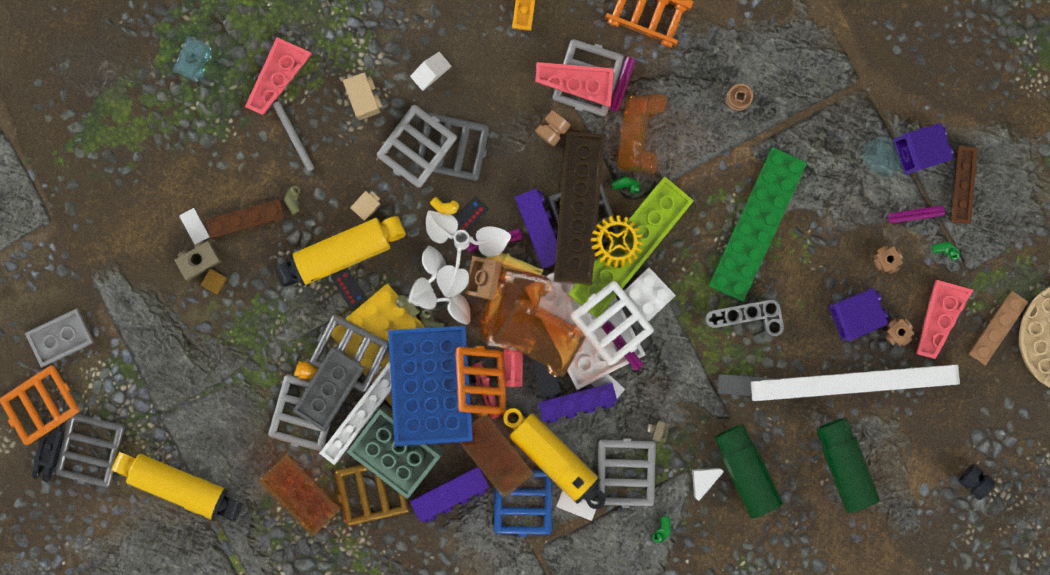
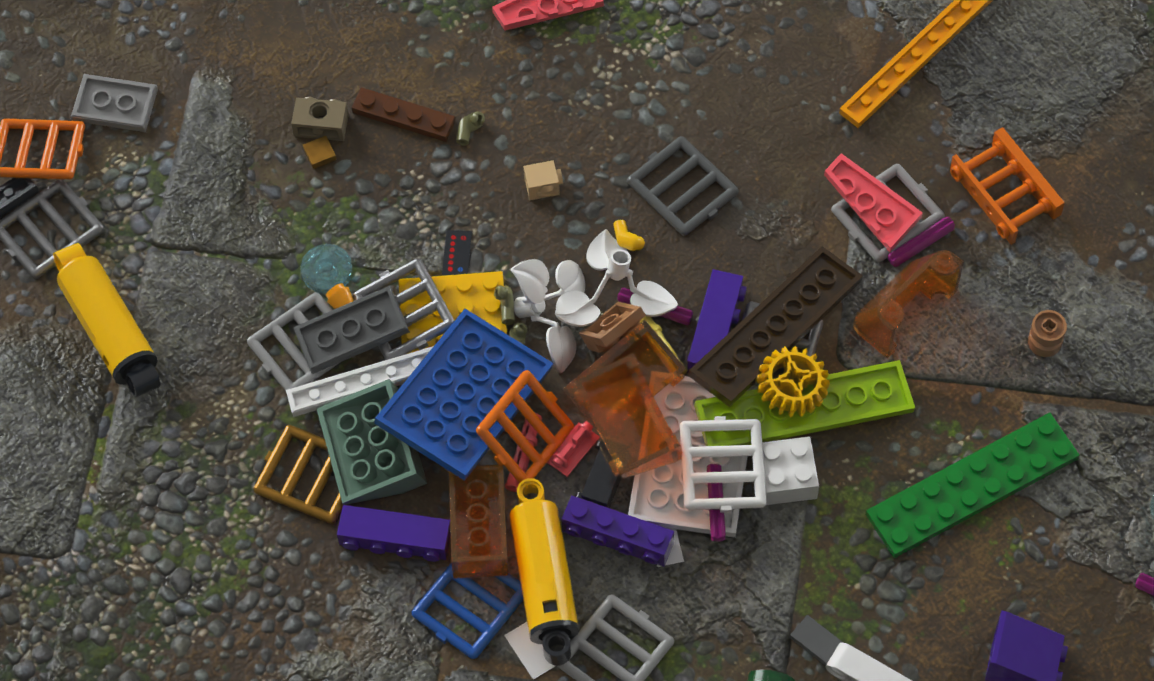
camera: 40 degrees right, 25 degrees down
(194, 226) = (345, 86): white sticker -> none
(279, 355) = (326, 267): none -> clear light blue tile
(293, 136) = (519, 70): light grey bar -> none
(300, 494) = (229, 417): clear orange brick -> none
(340, 251) = (477, 202): yellow piece -> none
(361, 96) = (624, 69): tan brick -> none
(404, 125) = (639, 182): light grey bar -> none
(430, 70) = (717, 97): white slope -> none
(471, 214) = (651, 266): black sticker -> none
(552, 128) = (812, 231): medium nougat wheel -> none
(627, 182) = (852, 342): green arm -> none
(660, 431) = (690, 628): dark tan tile -> none
(743, 317) = (881, 571): light grey beam -> none
(881, 259) = (1105, 619): medium nougat brick -> none

